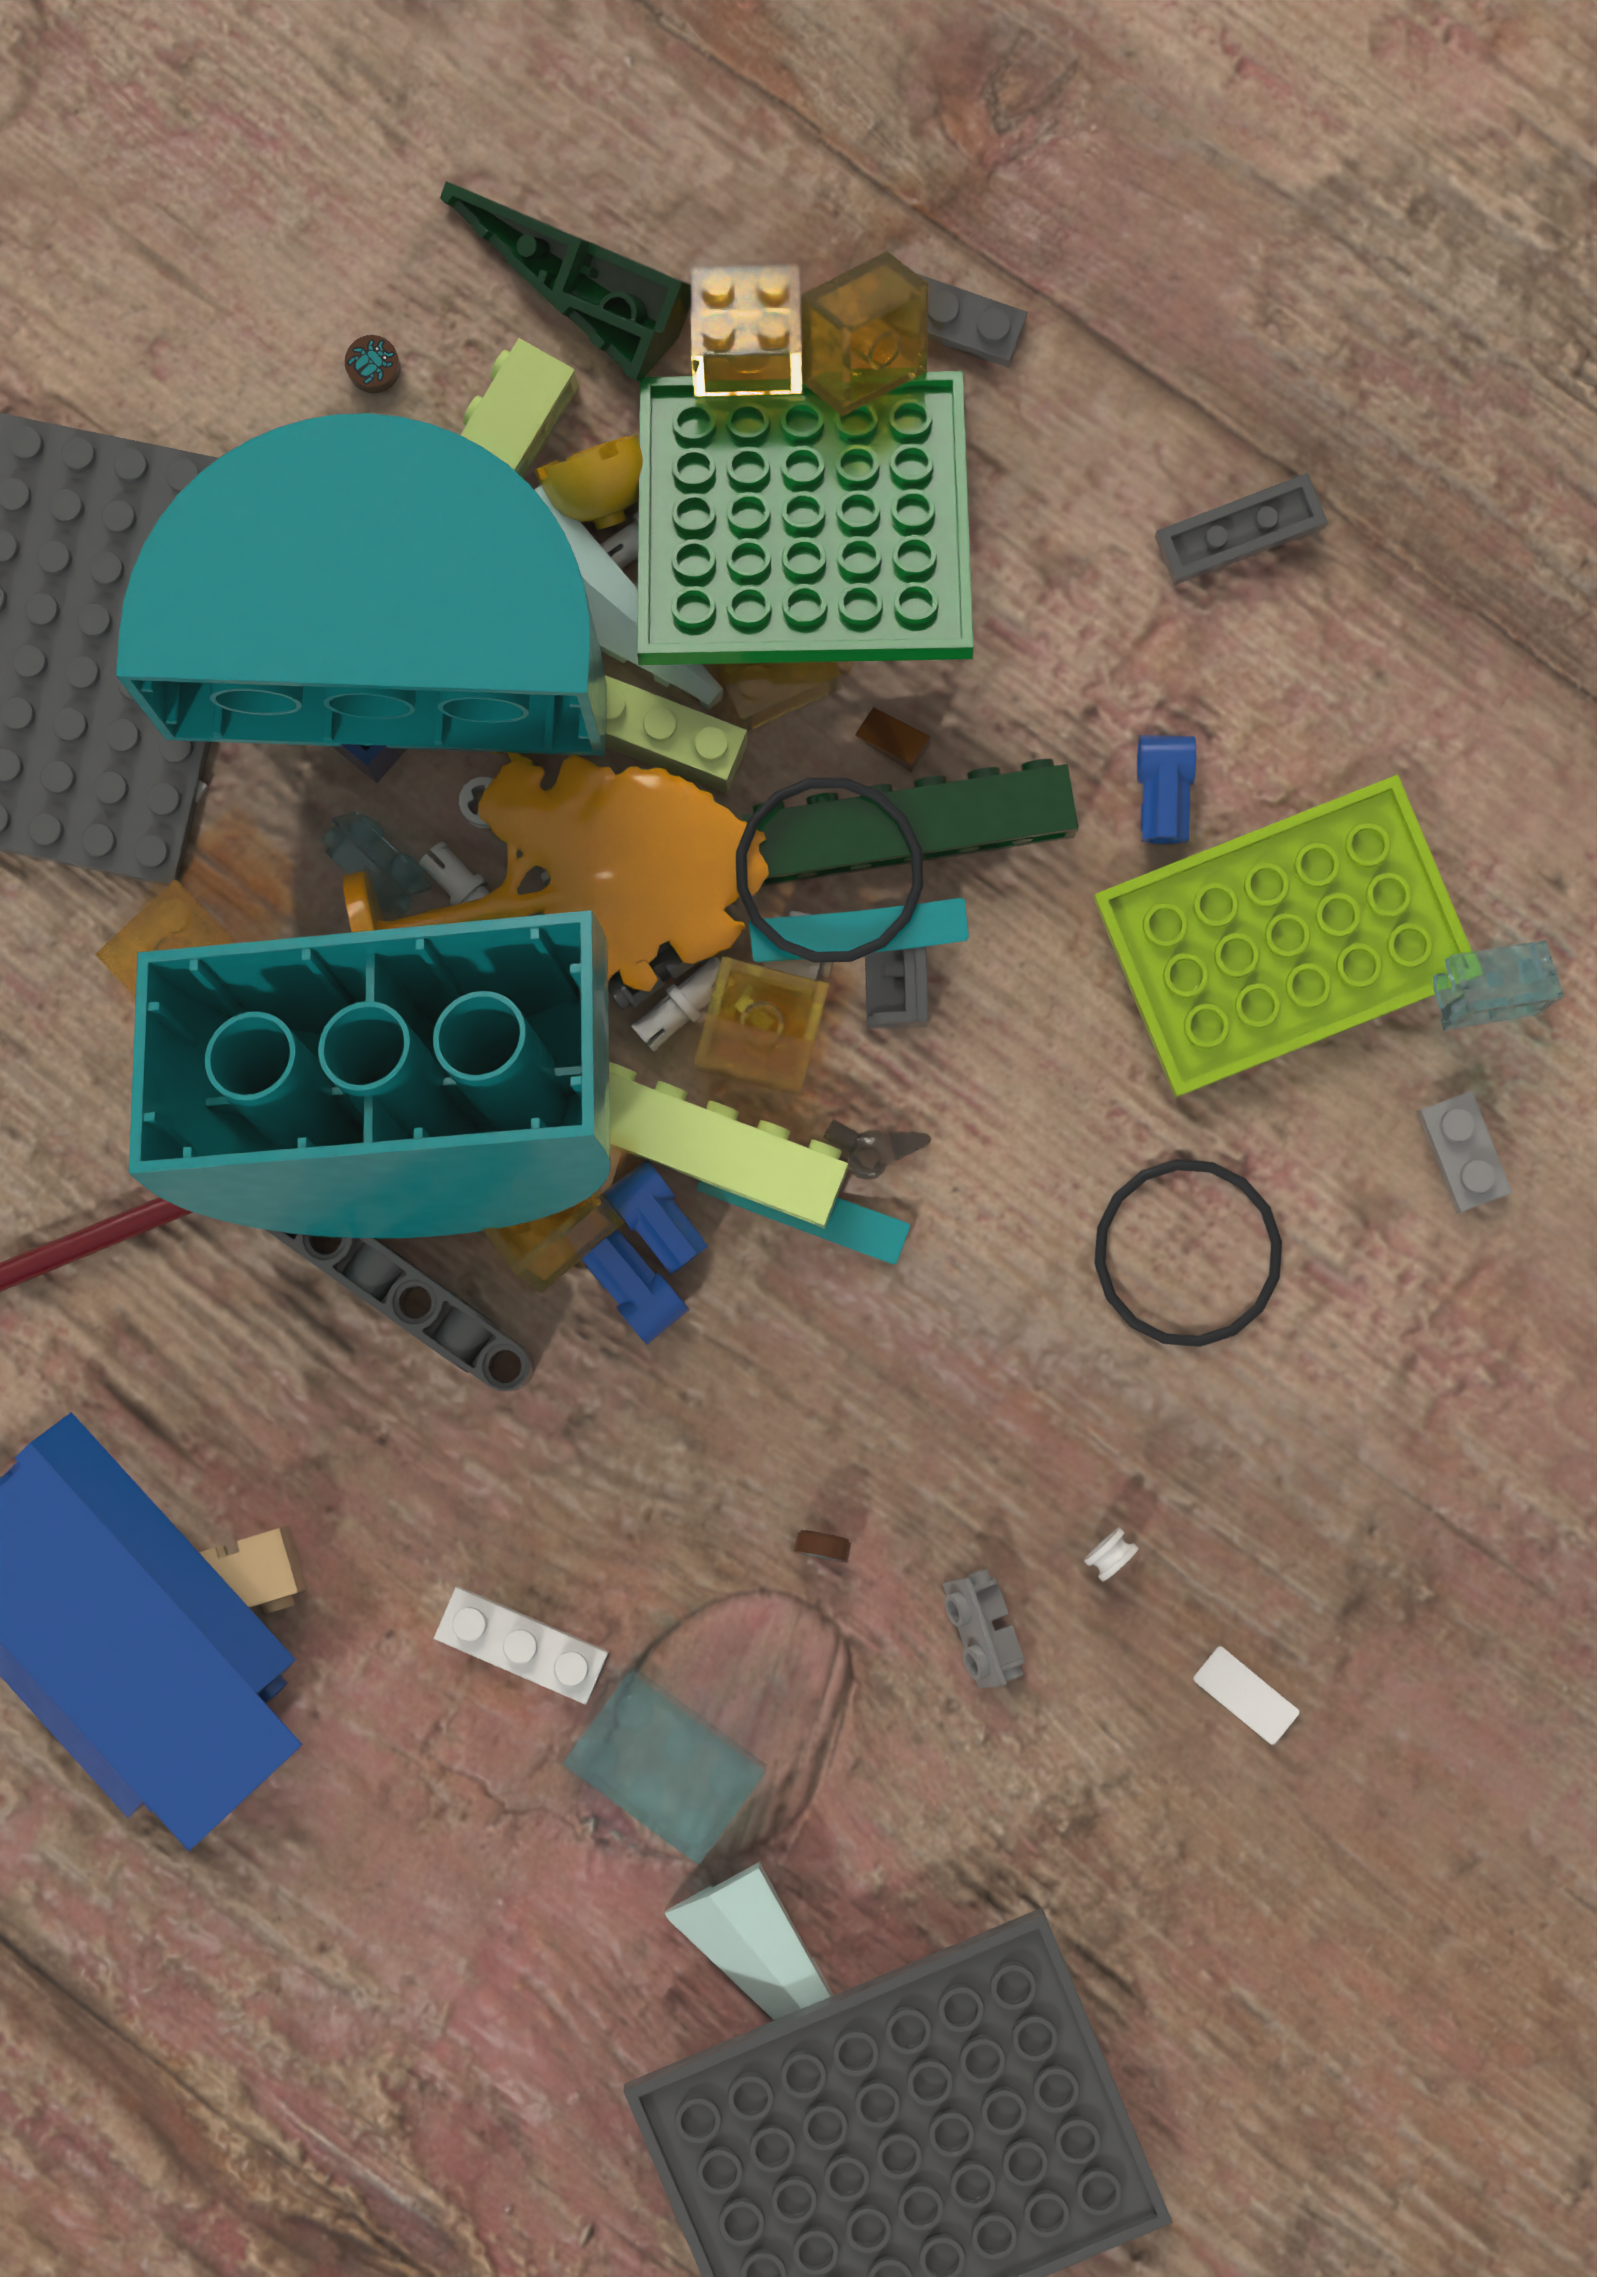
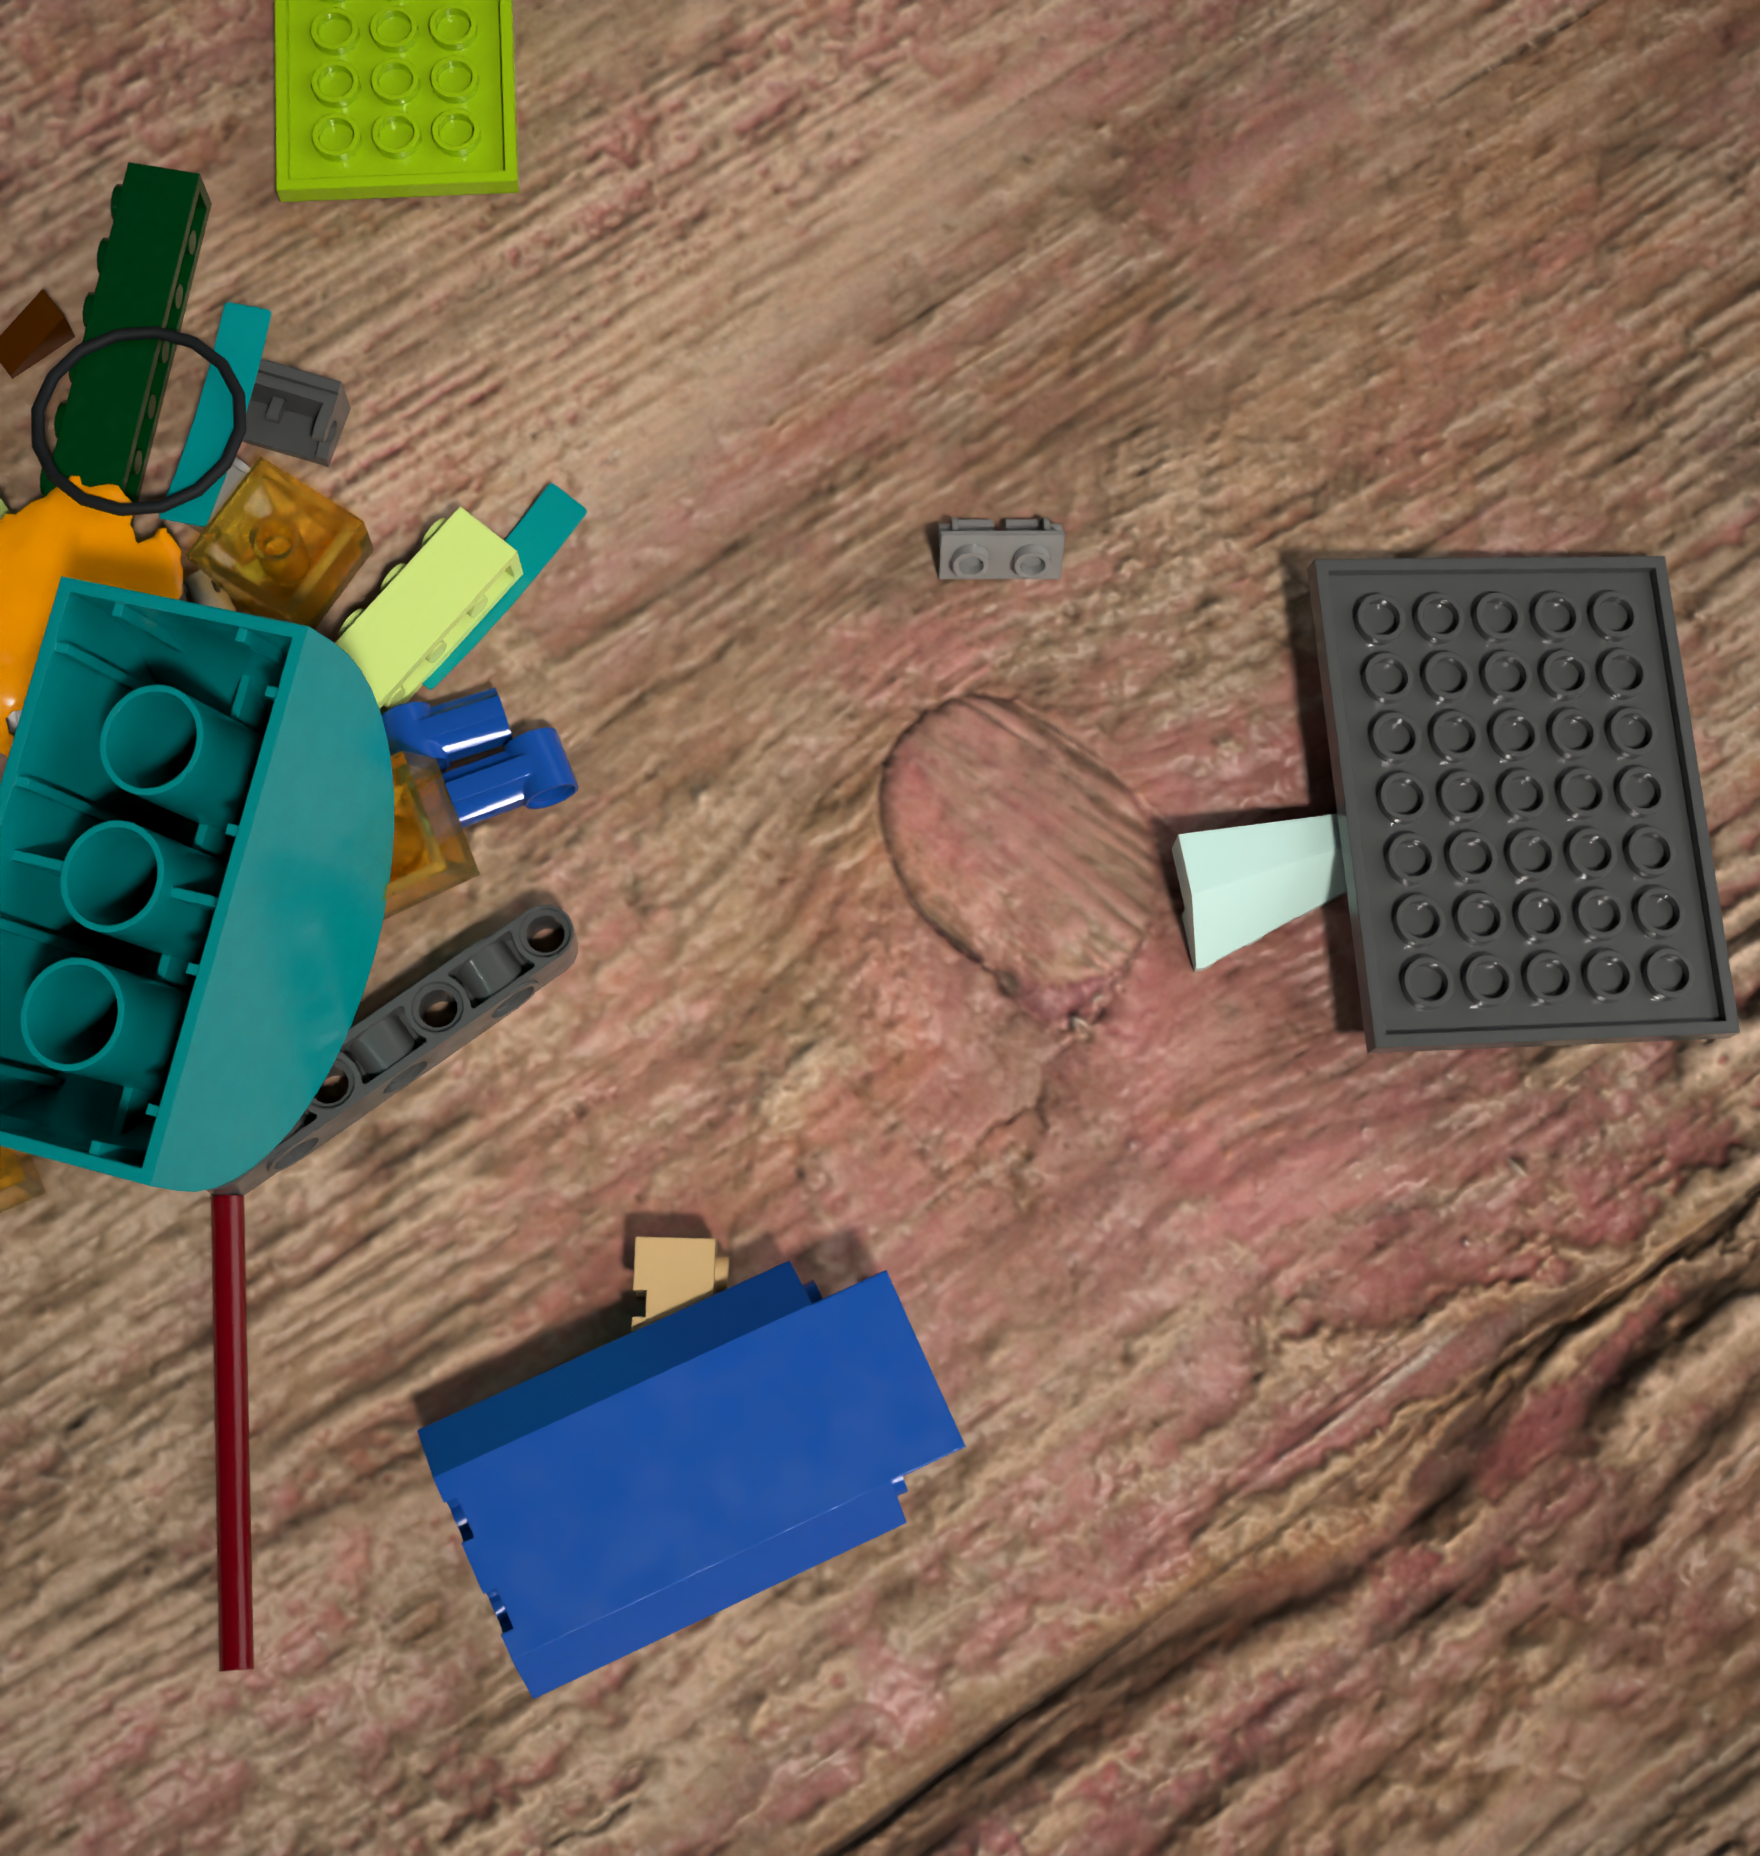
camera: 85 degrees left, 10 degrees down
(521, 1645) = (857, 1028): white plate -> none
(665, 1765) = (1037, 907): clear light blue piece -> none
(822, 1546) = (858, 676): reddish brown tile -> none
(874, 1149) = (458, 488): clear smoke animal -> none
(1111, 1554) = (965, 397): white bush -> none
(1166, 771) = (179, 86): blue piece -> none
(1246, 1695) = (1152, 325): white sticker -> none
(1256, 1199) = (682, 149): black piece -> none

